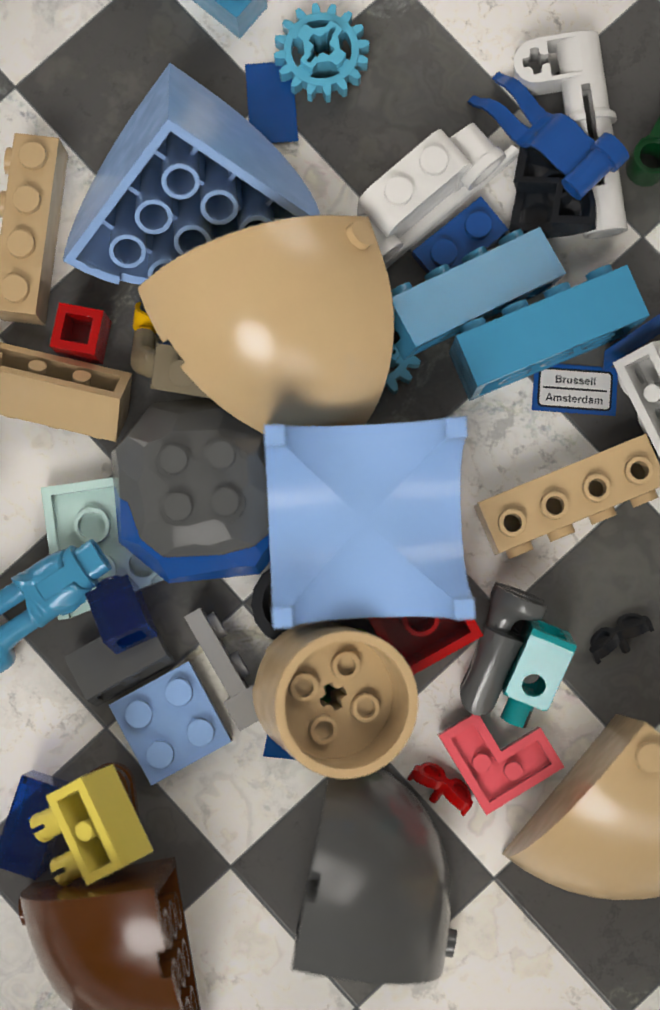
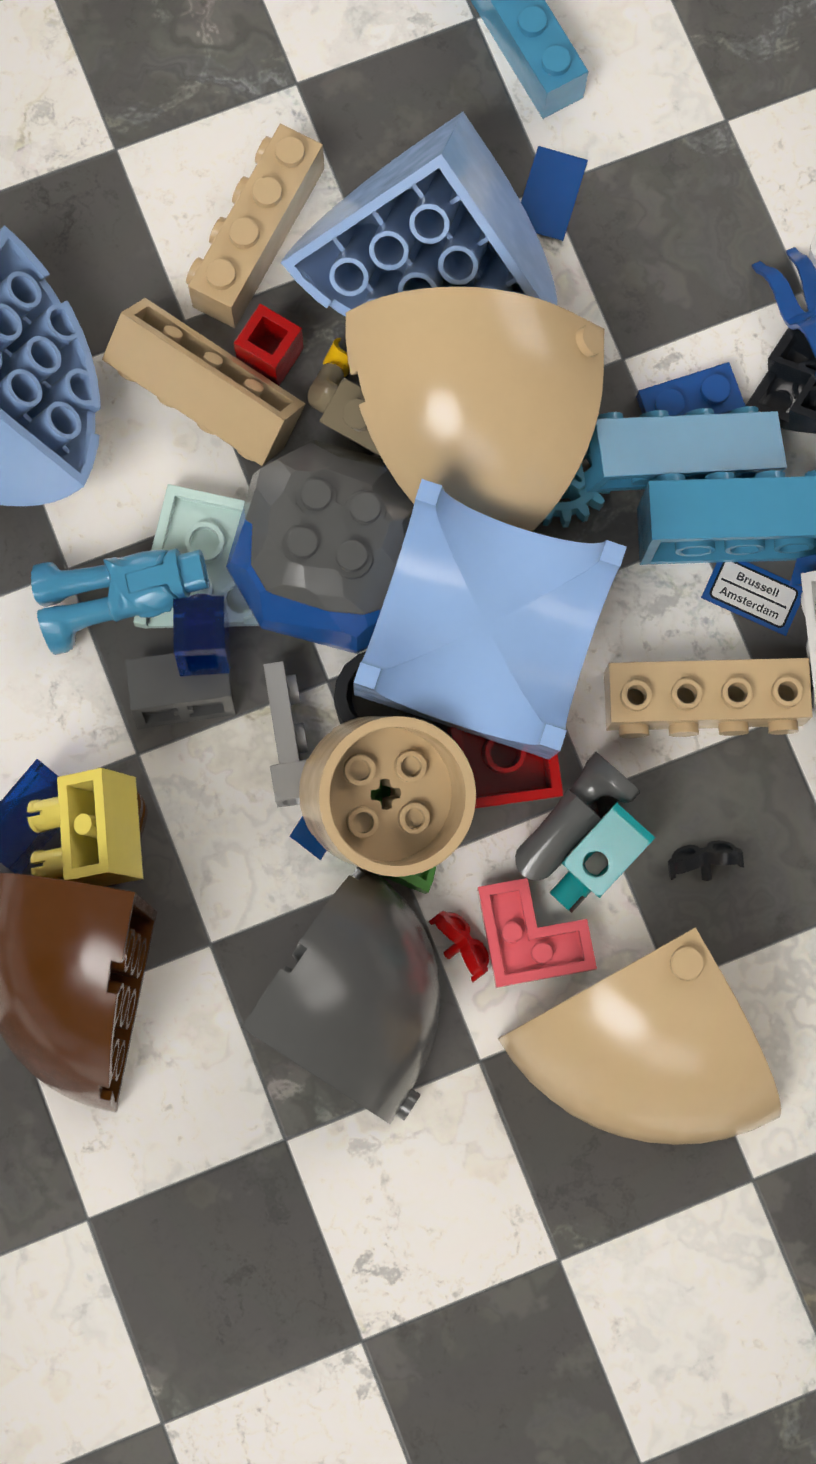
camera: 15 degrees right, 5 degrees down
(170, 723) = (206, 772): light blue plate -> none
(320, 33) = (615, 180): medium azure gear -> none
(429, 187) = (679, 330): white brick -> none

